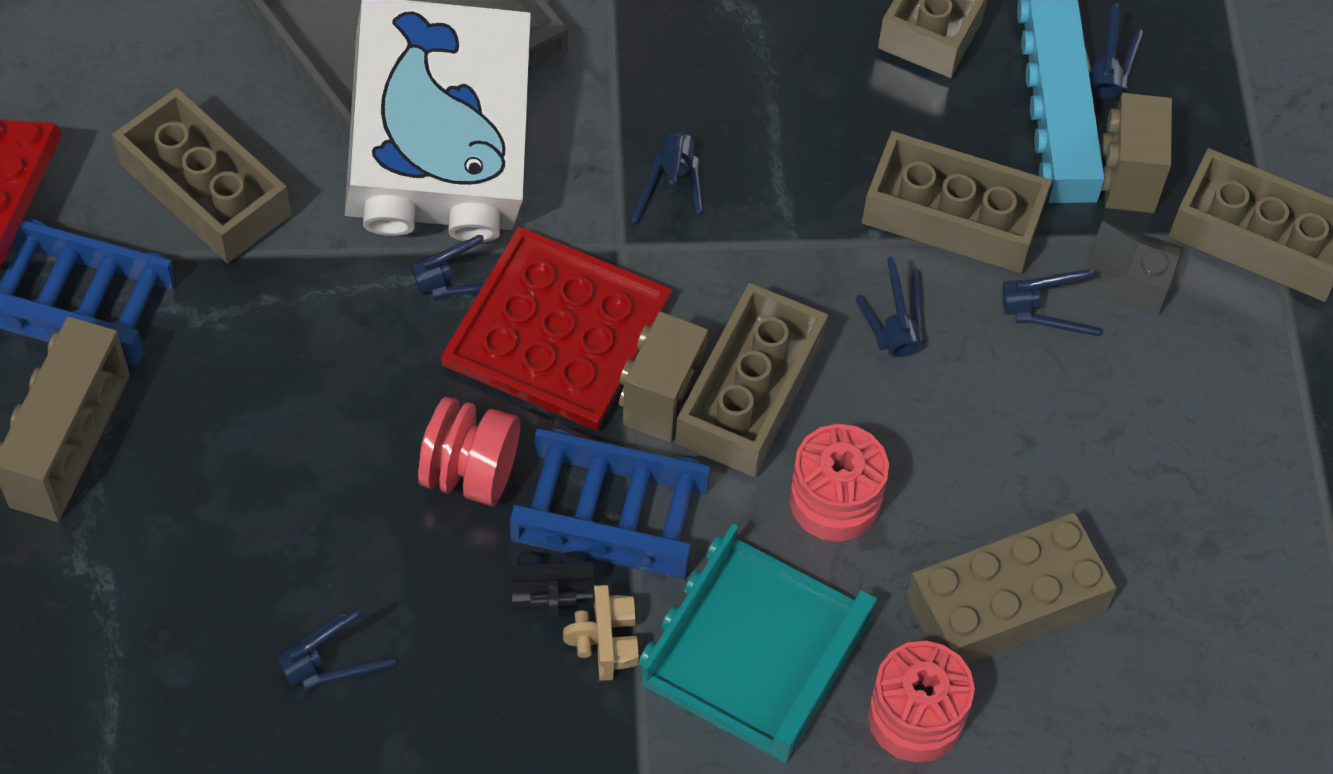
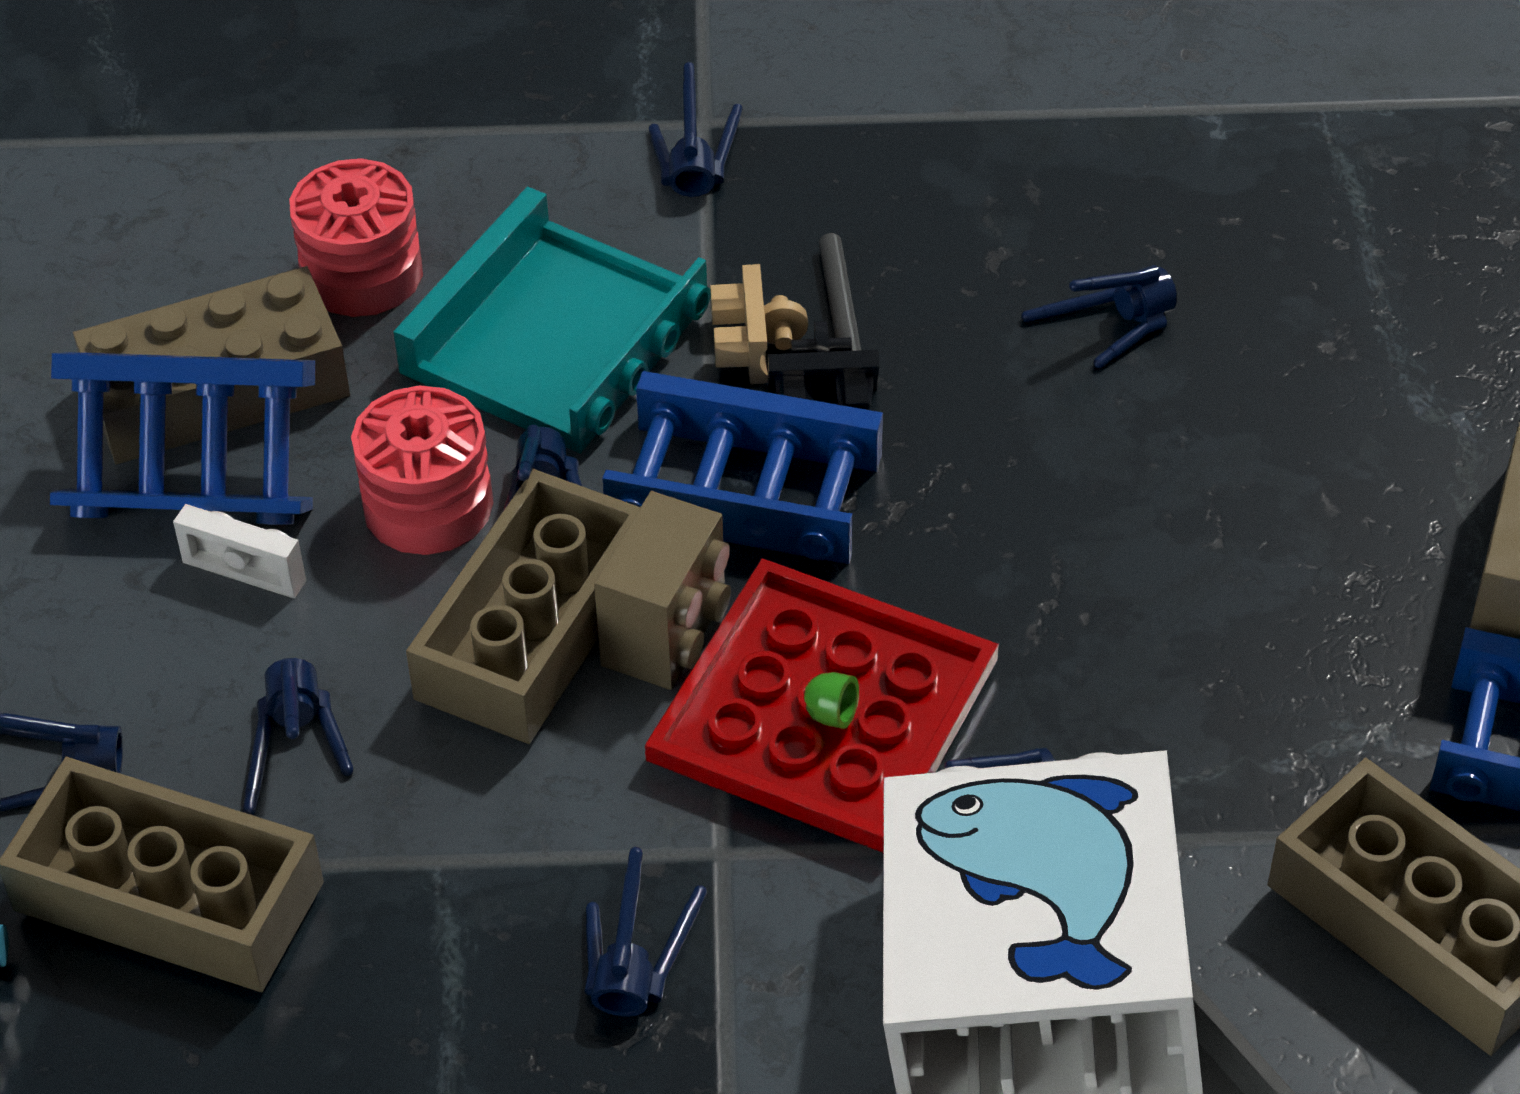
camera: 175 degrees left, 10 degrees down
(460, 448) = (944, 492): coral wheel -> none
(536, 672) = (838, 289): none -> dark grey bar
(553, 301) = (832, 699): none -> bright green hinge
(759, 507) = (544, 451): none -> dark blue plant
(957, 437) = (240, 550): none -> white plate
(1013, 498) = (214, 382): none -> blue fence

